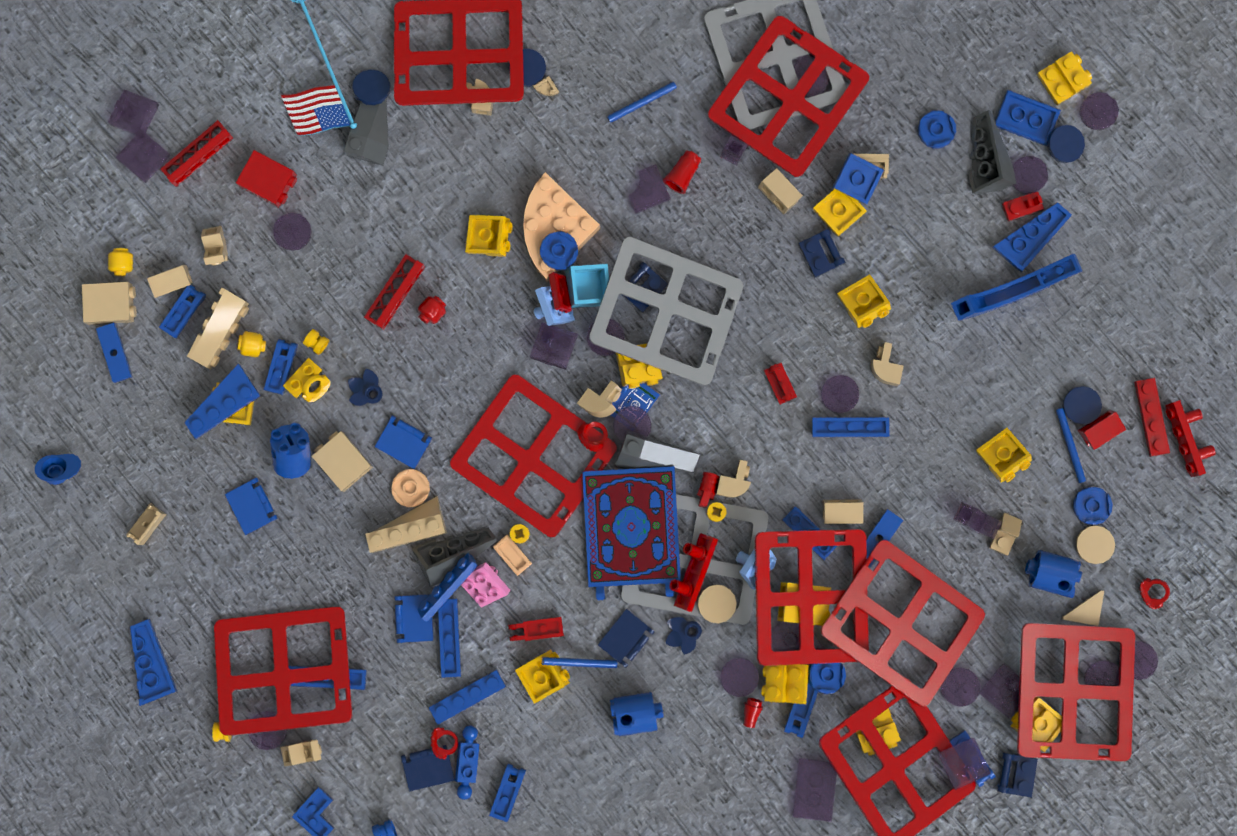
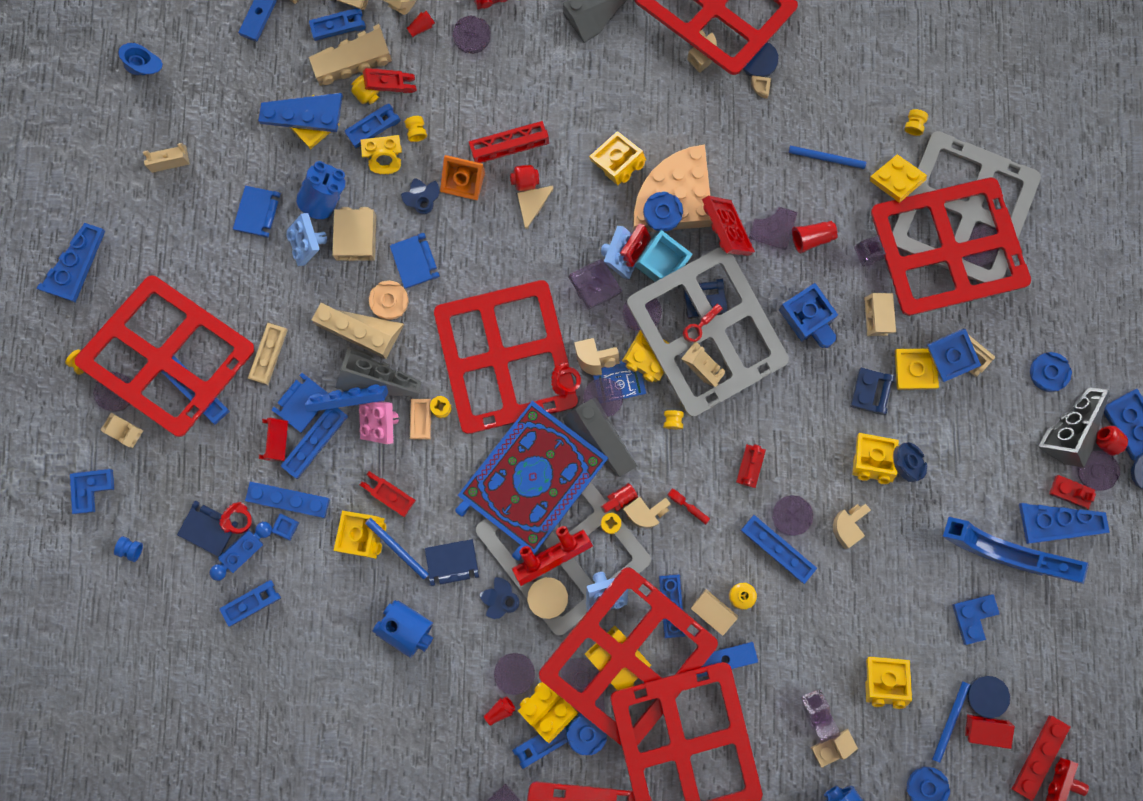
camera: 40 degrees right, 5 degrees down
(247, 255) = (420, 24): none -> red cone
(263, 323) = (388, 80): none -> red hinge
(309, 497) = (304, 240): none -> light blue plate
(356, 604) = (267, 354): none -> tan tile
(384, 350) = (462, 177): none -> orange slope
(421, 661) = (275, 439): none -> red hinge
(452, 323) = (532, 202): none -> tan tile
(483, 717) = (285, 527): none -> blue tile
(615, 220) = (727, 226): none -> red plate
(659, 305) = (704, 321): none -> red piece
(685, 20) = (916, 122): none -> yellow wheel
(685, 339) = (703, 365): none -> tan hinge
(696, 397) = (673, 419): none -> yellow wheel
(708, 75) = (898, 178): none -> yellow plate
(732, 238) = (810, 315): none -> blue brick
(746, 452) = (681, 500): none -> red piece
(848, 487) = (735, 596): none -> yellow head
(891, 284) = (909, 462): none -> dark blue tile
(1020, 145) = (1111, 440): none -> red head
(1022, 358) = (969, 614): none -> blue plate

